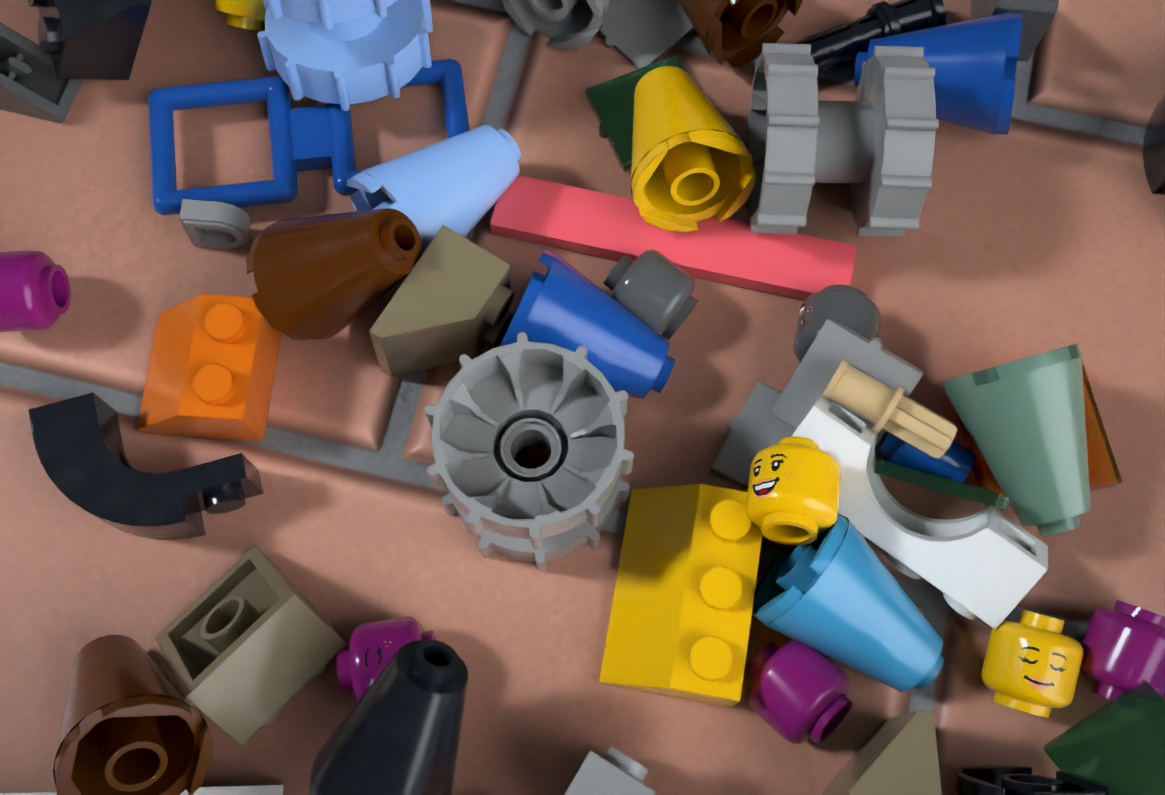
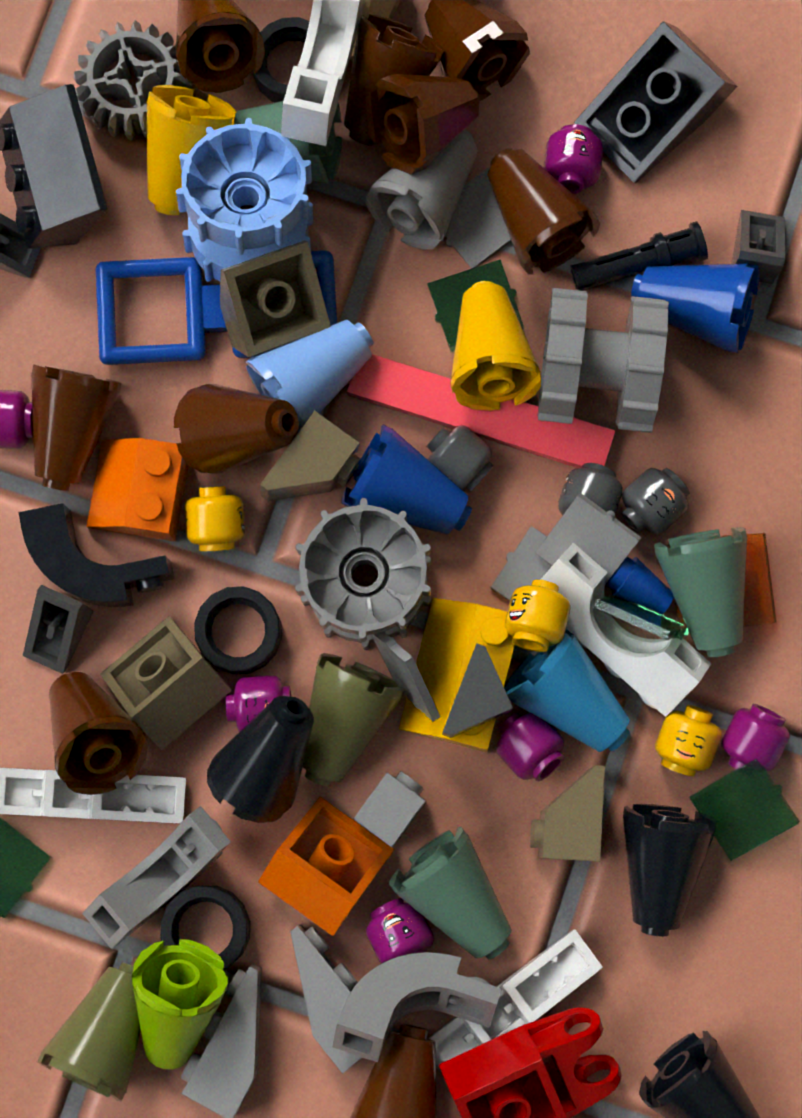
camera: 10 degrees right, 10 degrees up
(85, 572) = (55, 629): none -> dark grey slope
(104, 283) = (67, 422): none -> reddish brown cone
(214, 224) = (146, 376): light grey tile -> none
(314, 402) = (214, 519): none -> yellow head
(318, 522) = (226, 598): none -> black tyre
(376, 94) = (272, 300): none -> dark tan slope
(519, 665) = (347, 713): none -> olive cone
(605, 595) = (406, 674): none -> light grey piece
(723, 615) = (479, 696): none -> dark grey slope
(890, 410) = (613, 563): tan axle -> none
(929, 327) = (655, 501): none -> dark grey head

